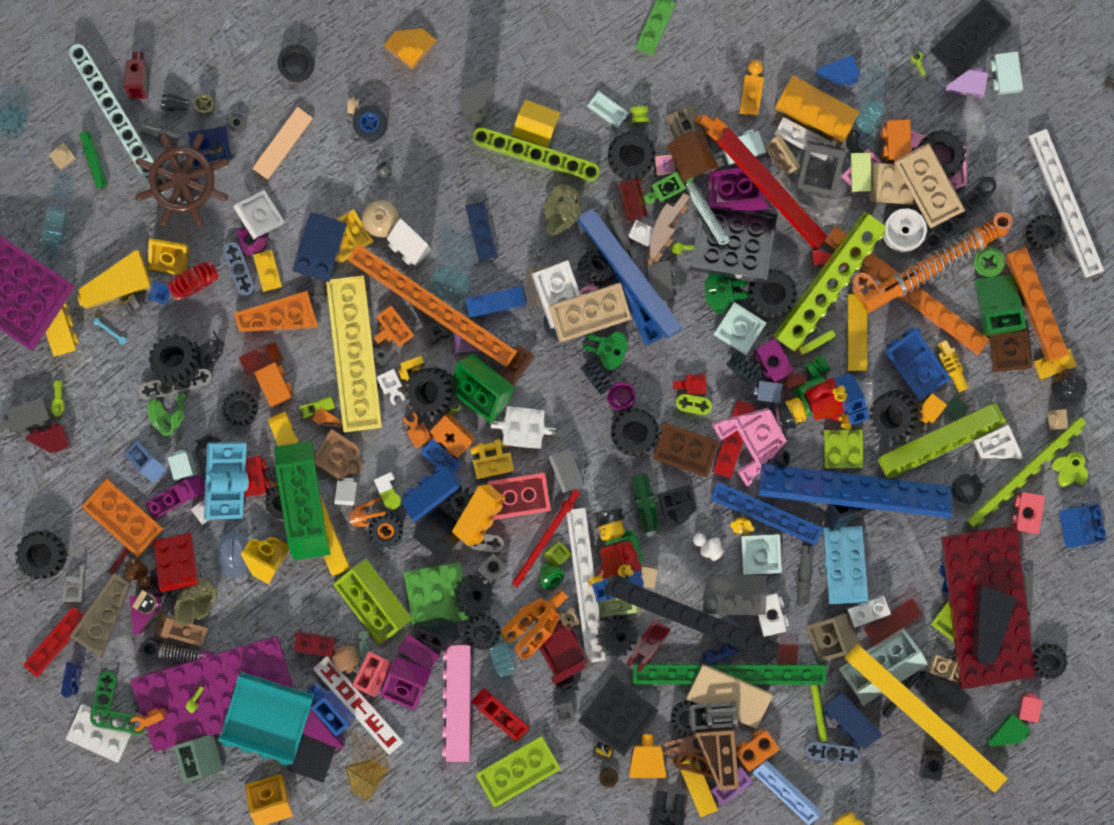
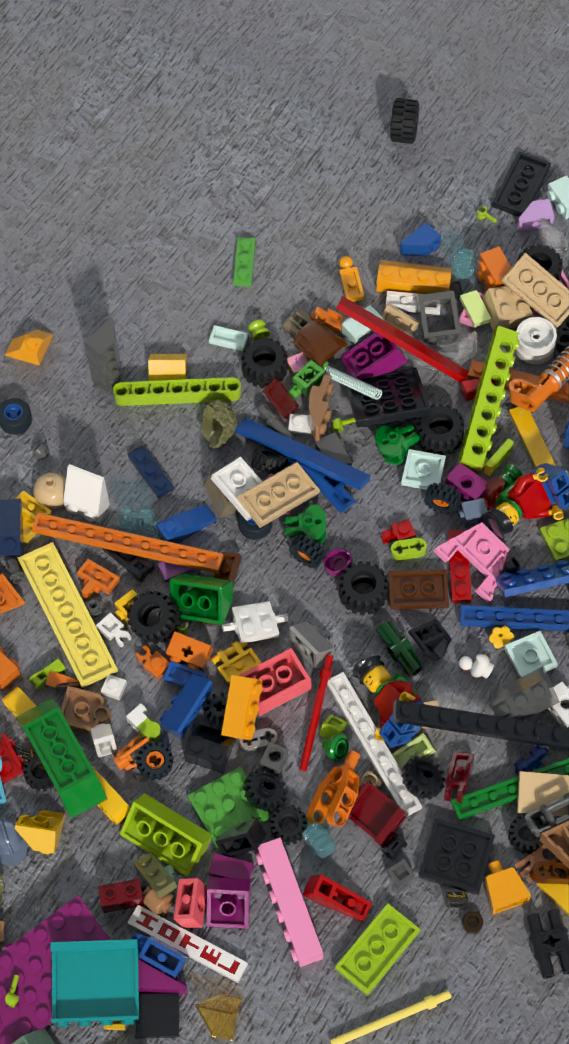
camera: 20 degrees left, 25 degrees down
(349, 639) = (155, 875): none -> olive plate
(373, 442) = (113, 687): none -> white plate

